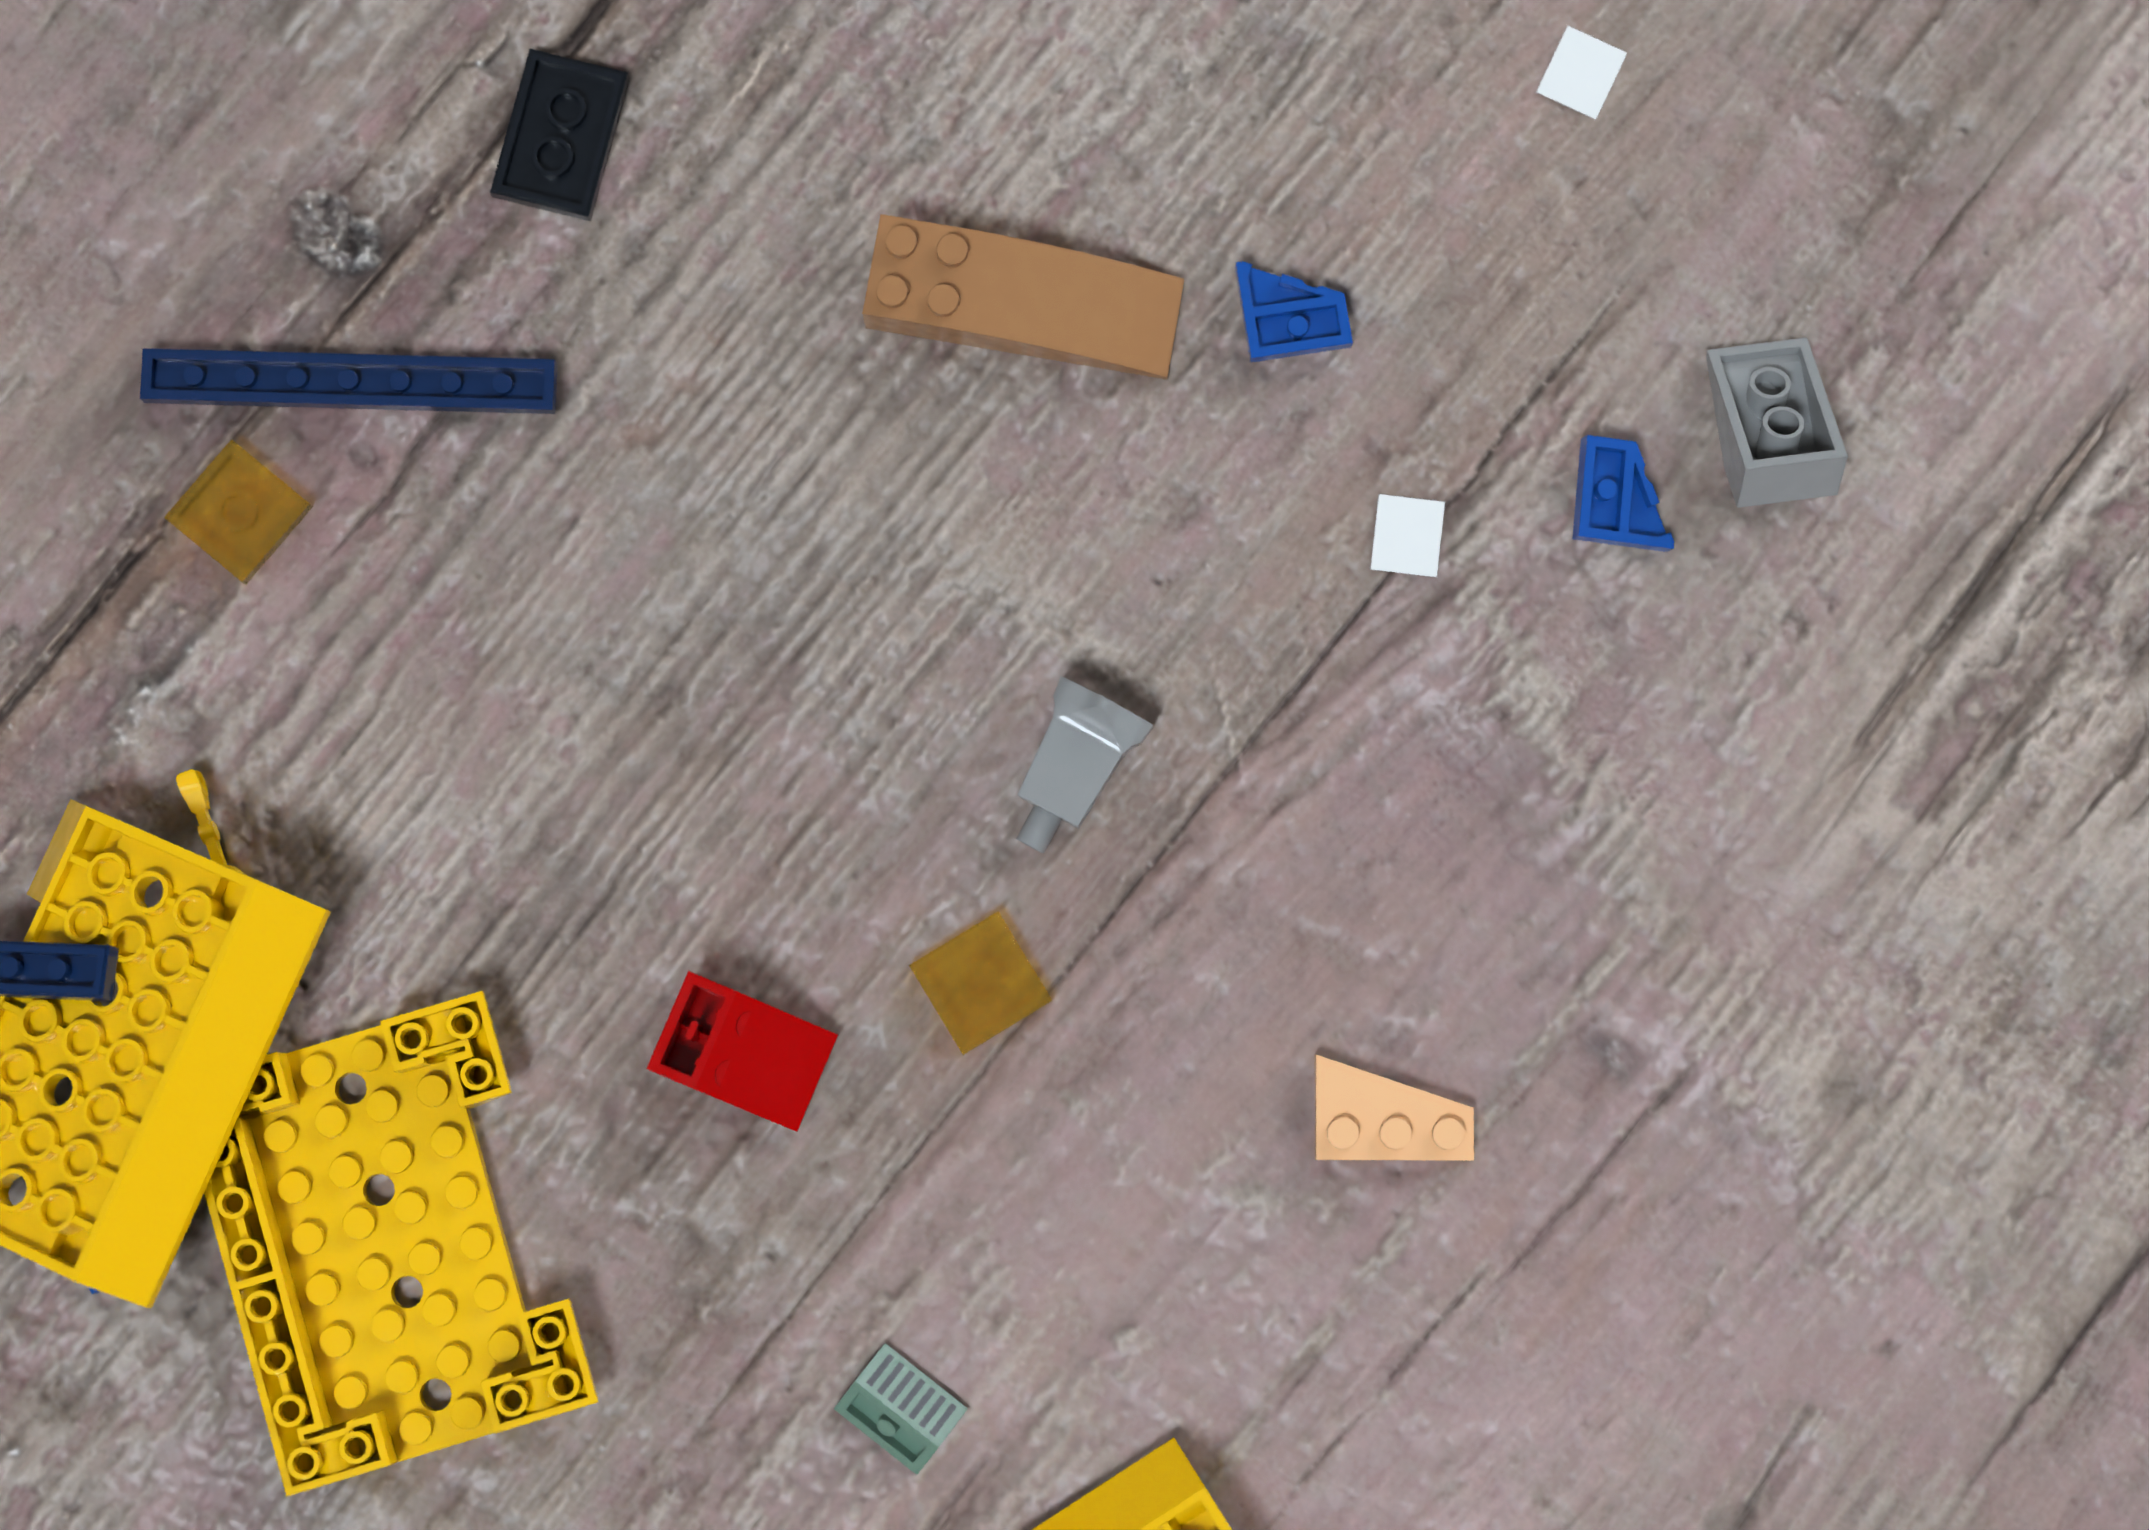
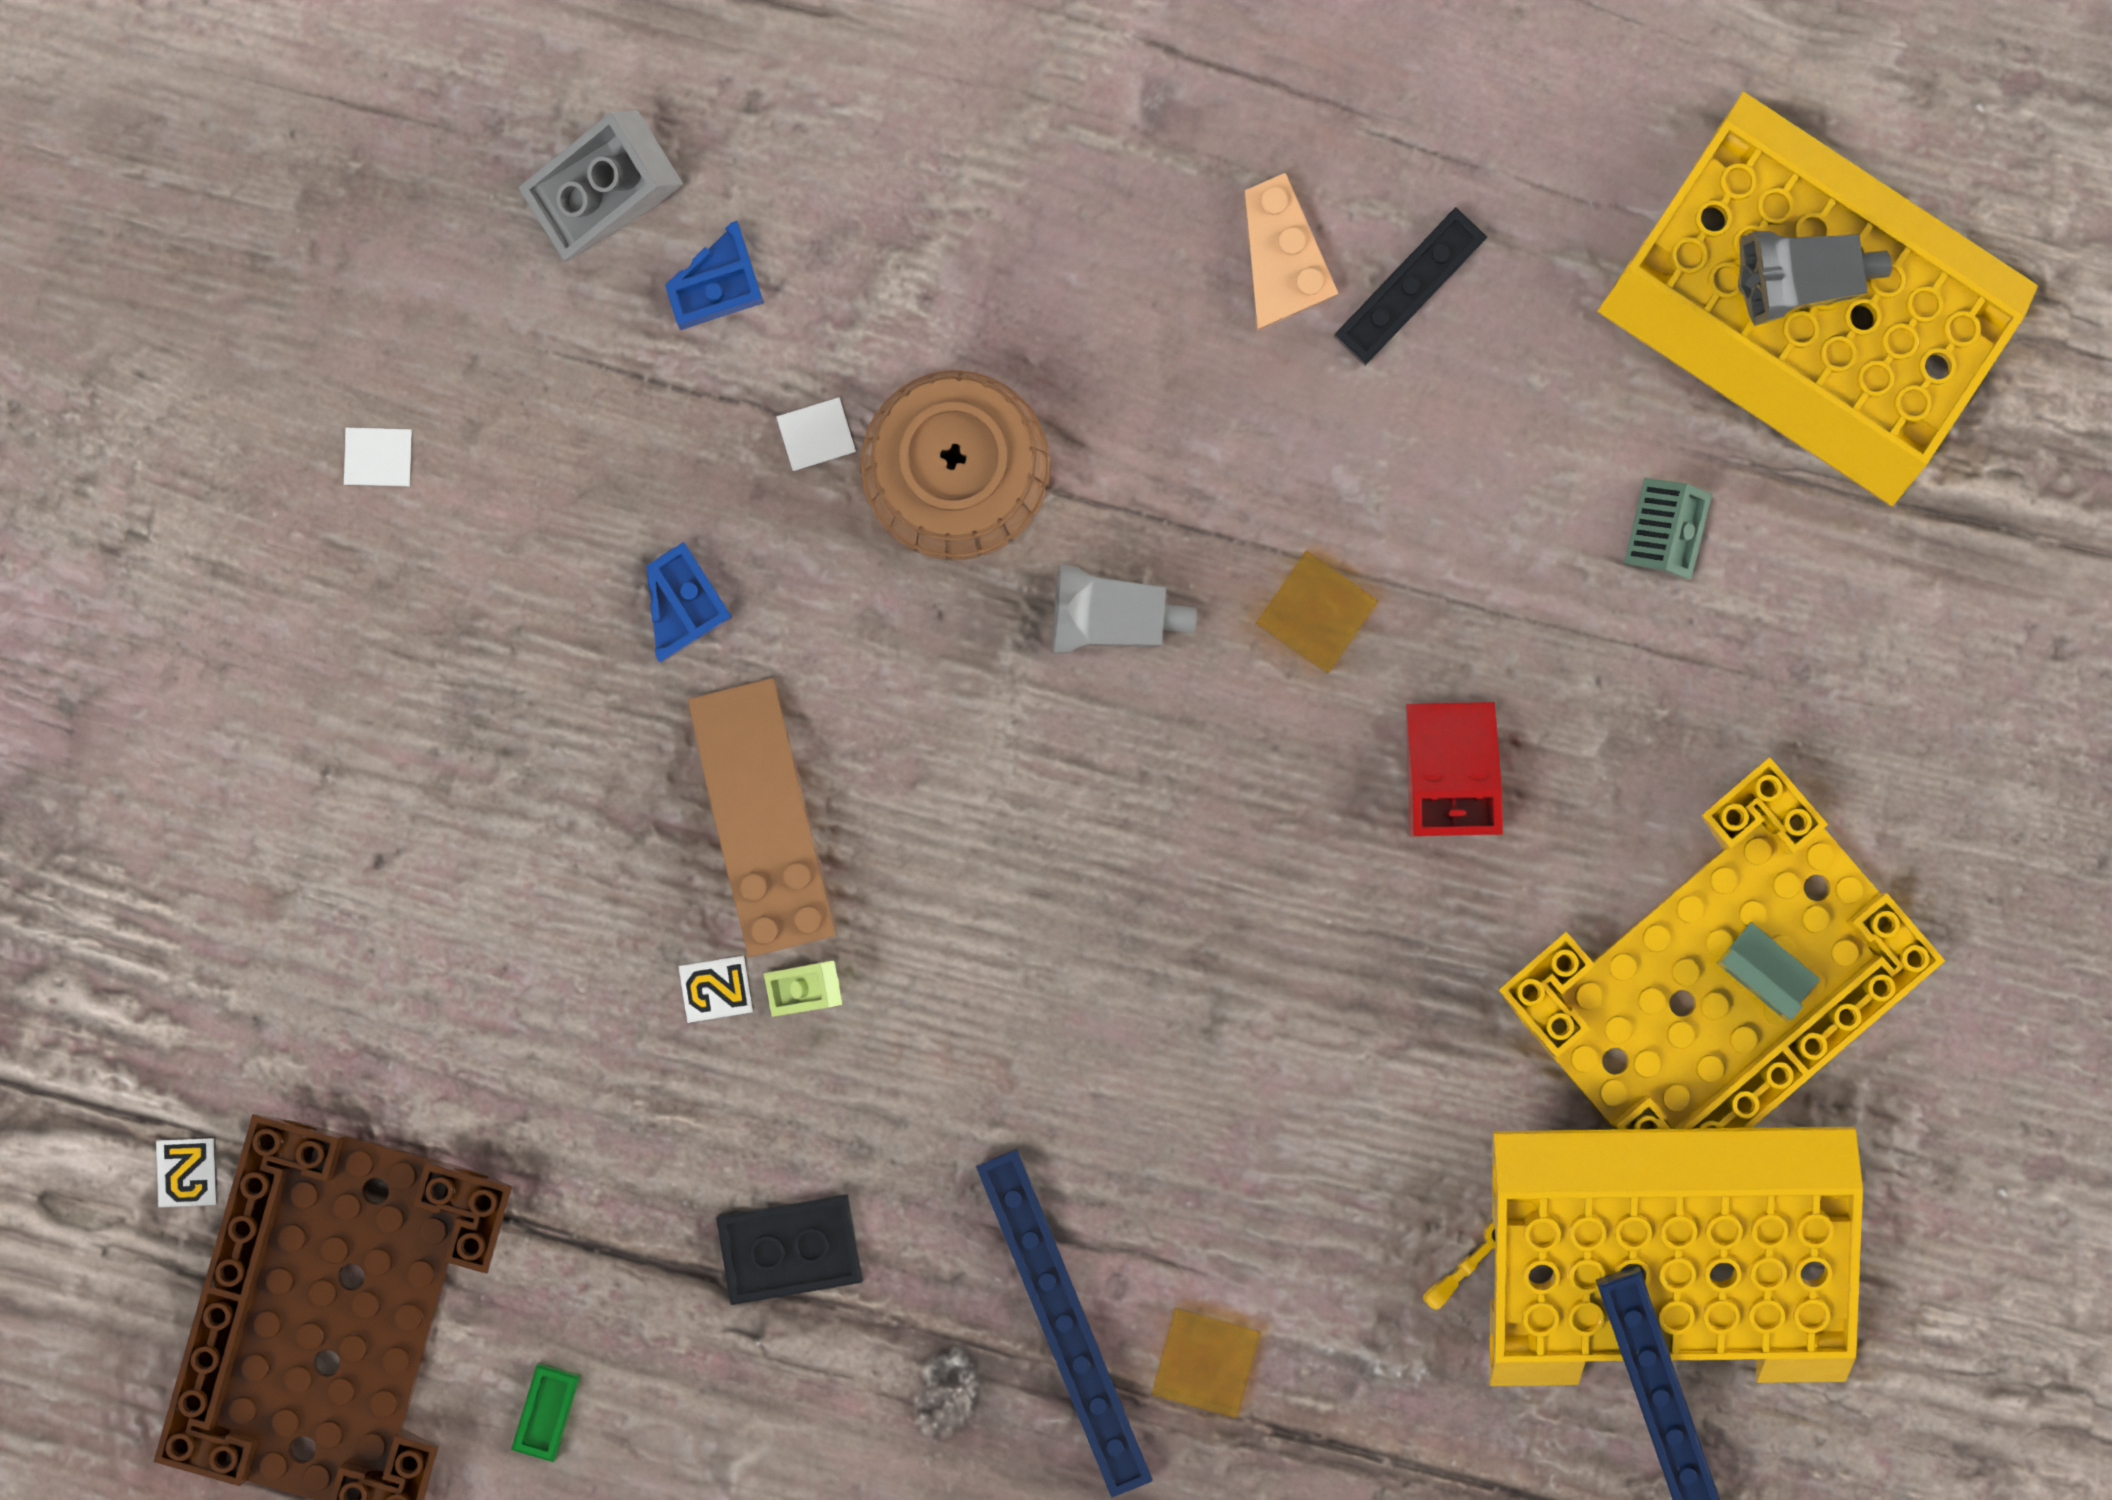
camera: 115 degrees left, 5 degrees up
(366, 1296) = (1768, 971): none -> sand green panel
(823, 265) = (803, 988): none -> yellowish green slope
(866, 177) = (715, 989): none -> sticker
(1290, 1244) = (1410, 286): none -> black tile
(1300, 715) = (980, 501): none -> medium nougat piece

